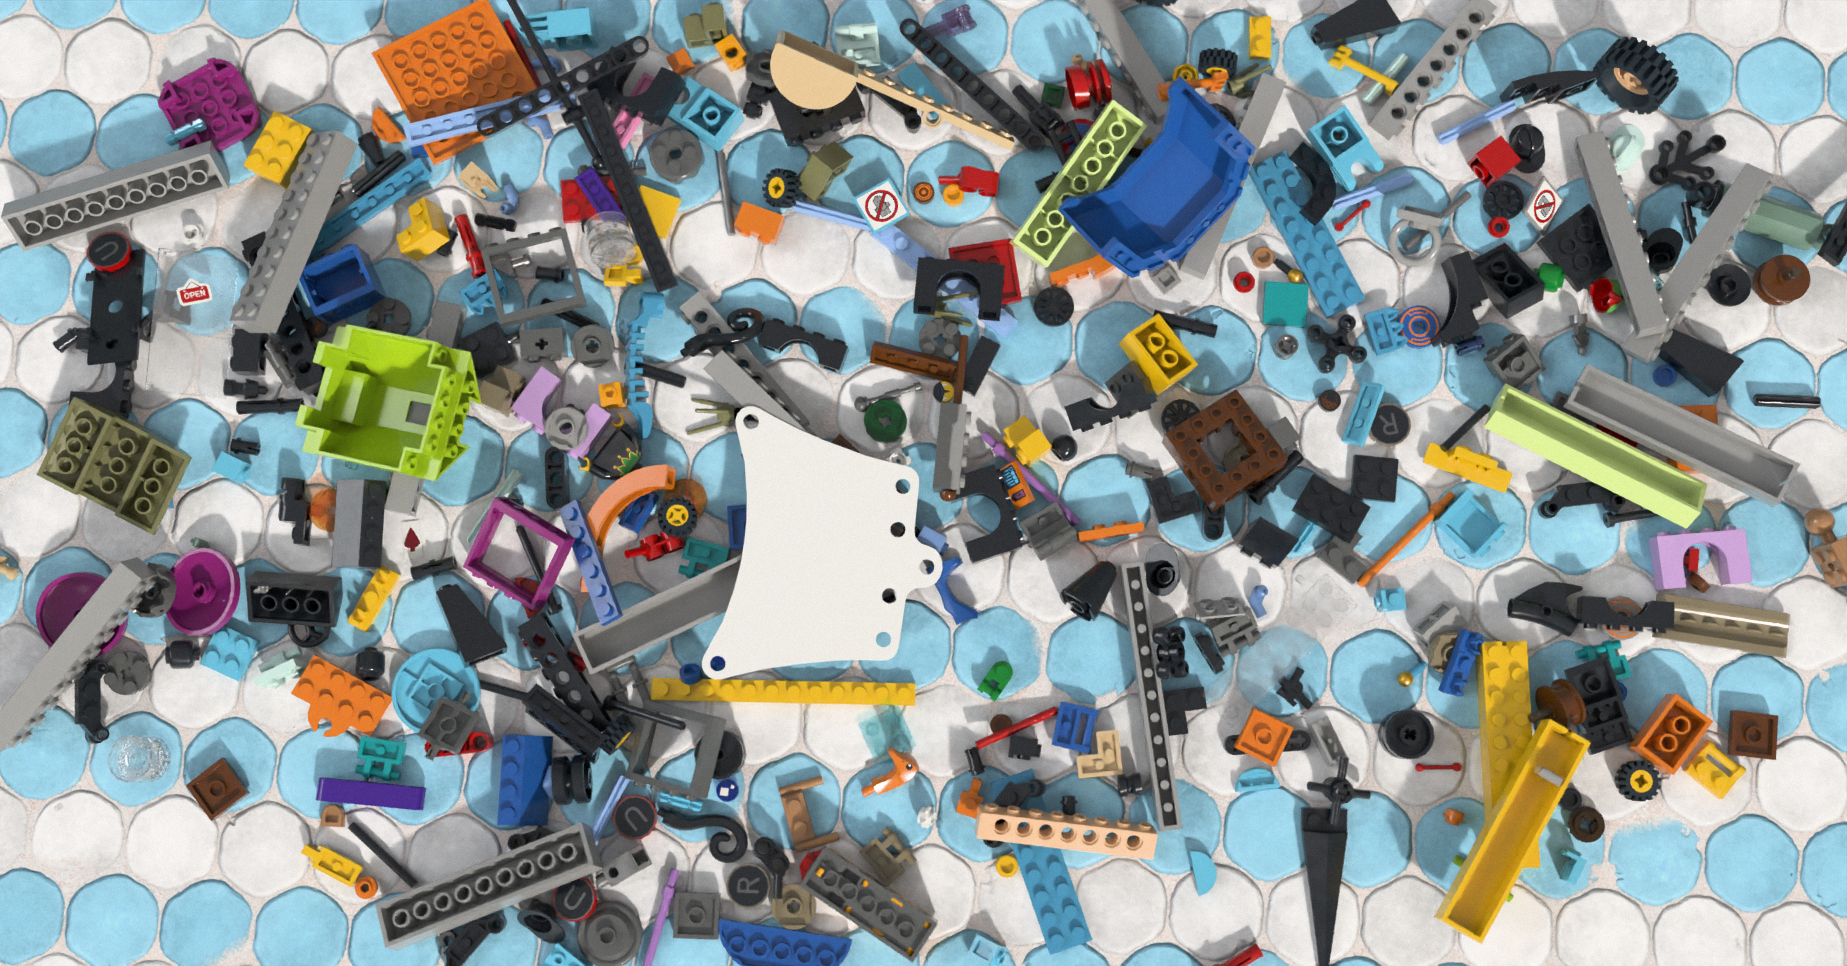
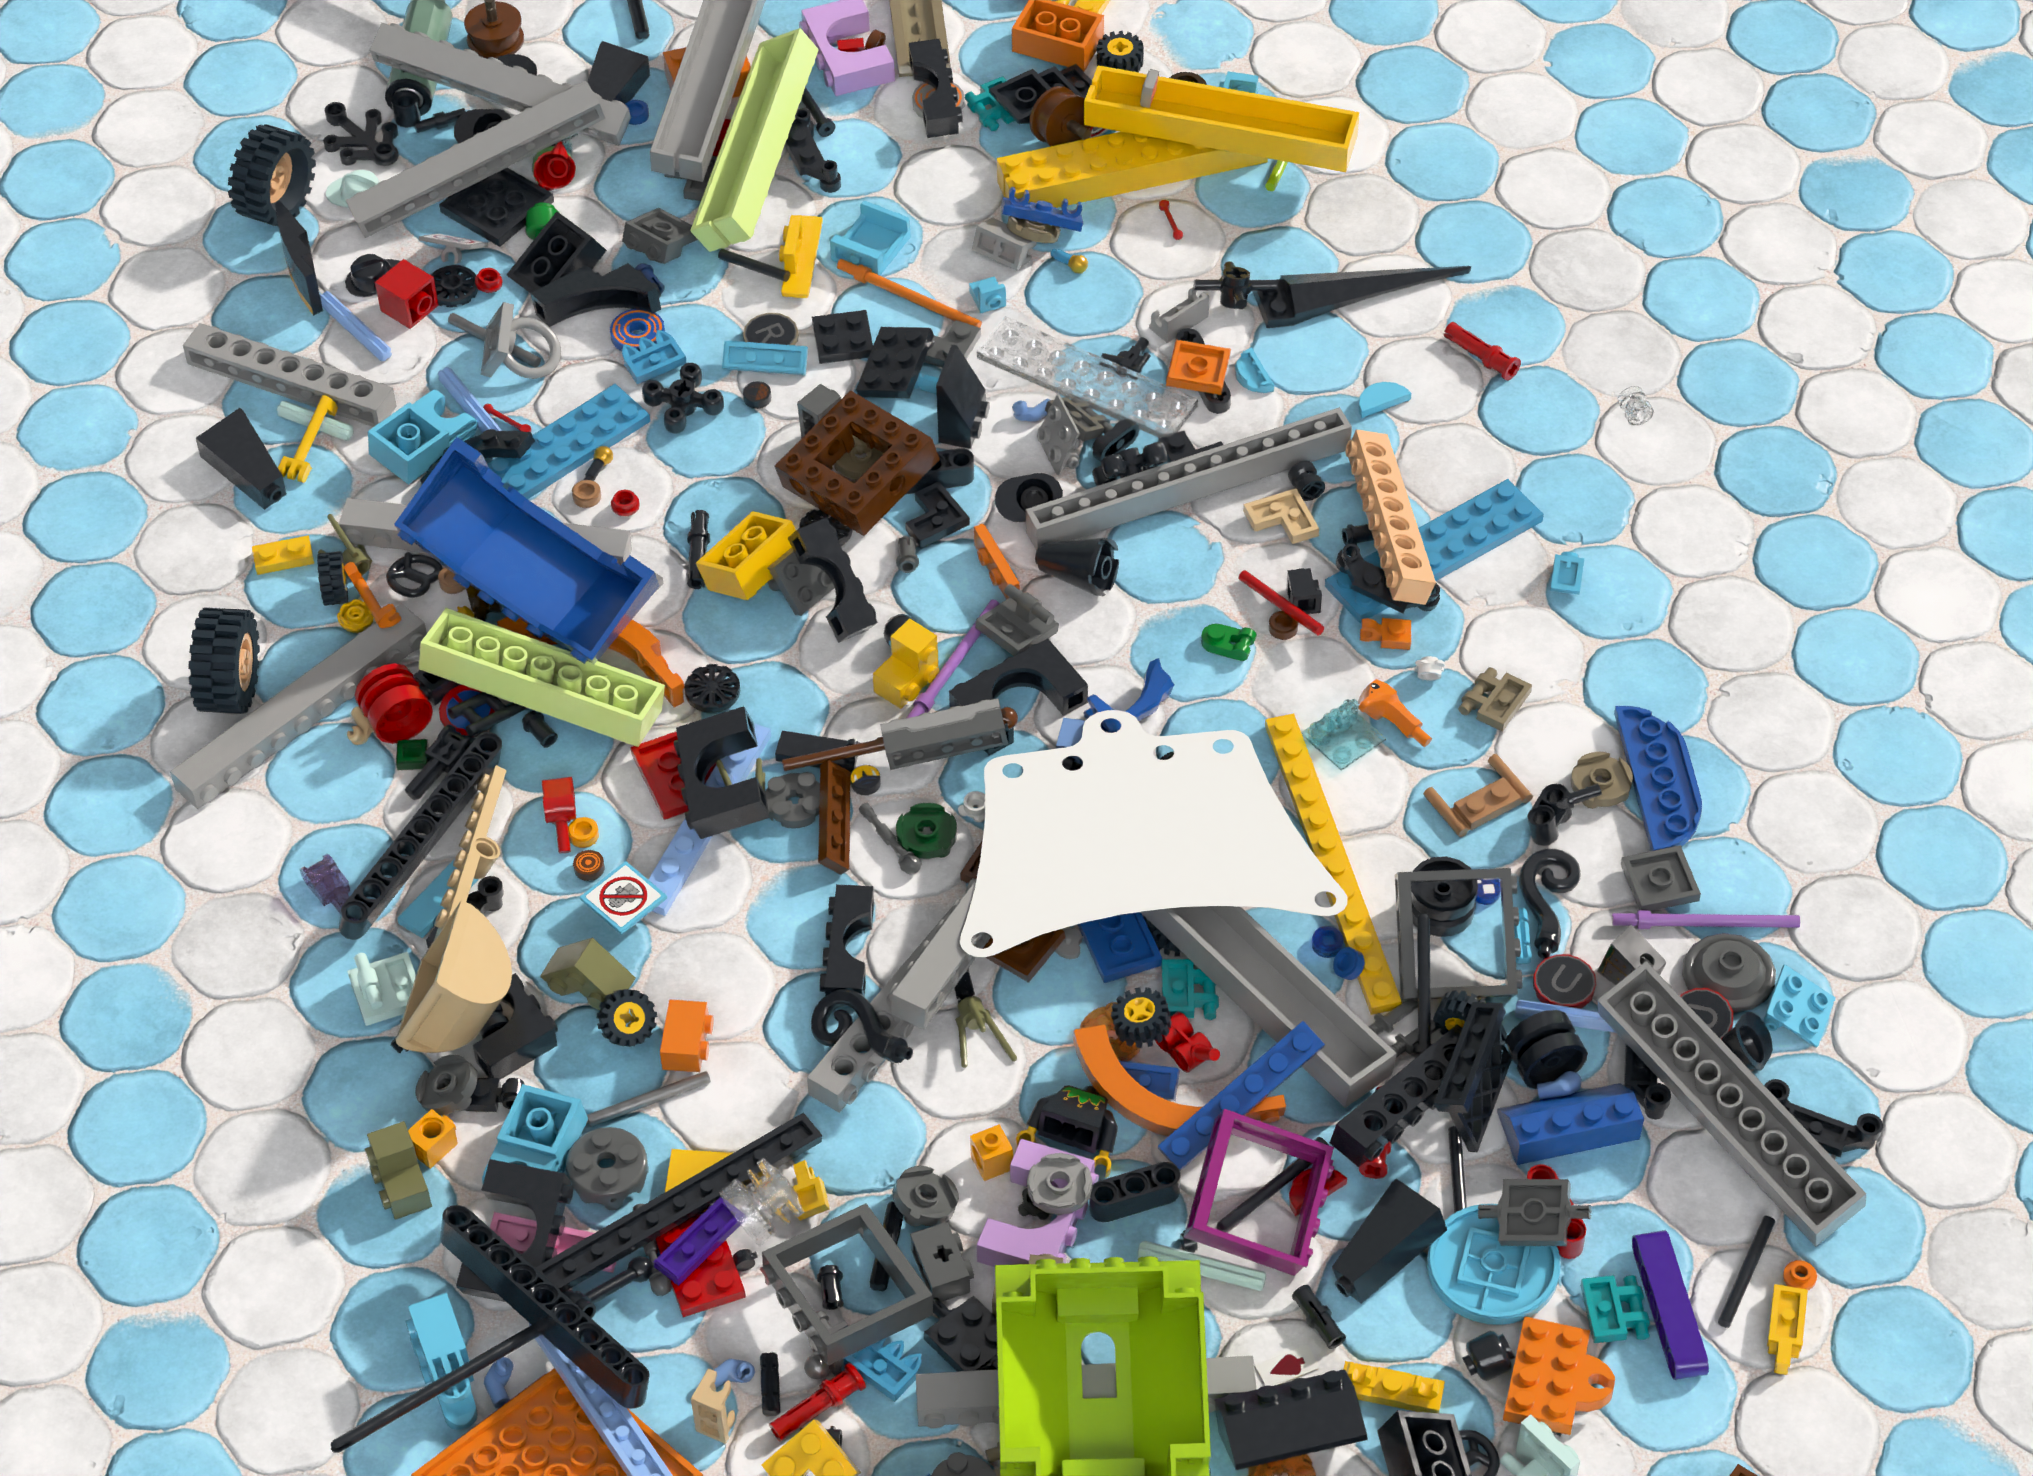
camera: 110 degrees left, 30 degrees down
(333, 816) = (1723, 1350): medium nougat tile -> none
(650, 306) = (852, 1141): dark azure piece -> none
(661, 375) = (941, 1117): black axle -> none
(680, 62) = (460, 1197): orange tile -> none
(748, 885) = (1597, 836): black tile -> none
(830, 214) = (648, 954): light blue axle -> none
(866, 901) = (1562, 692): dark grey piece -> none
(974, 761) = (1345, 634): black pin -> none
(1006, 866) = (1455, 581): yellow tile -> none
(1016, 485) = (966, 667): tile -> none
(1067, 727) = (1257, 550): blue plate -> none
(1285, 304) = (643, 459): teal tile -> none
(1287, 343) = (700, 444): flat silver wheel -> none
(1419, 737) = (1145, 245): black wheel -> none
(1453, 816) = (1223, 194): orange plate -> none
(1549, 598) = (949, 159): black pin -> none
(1580, 336) = (589, 191): flat silver piece -> none

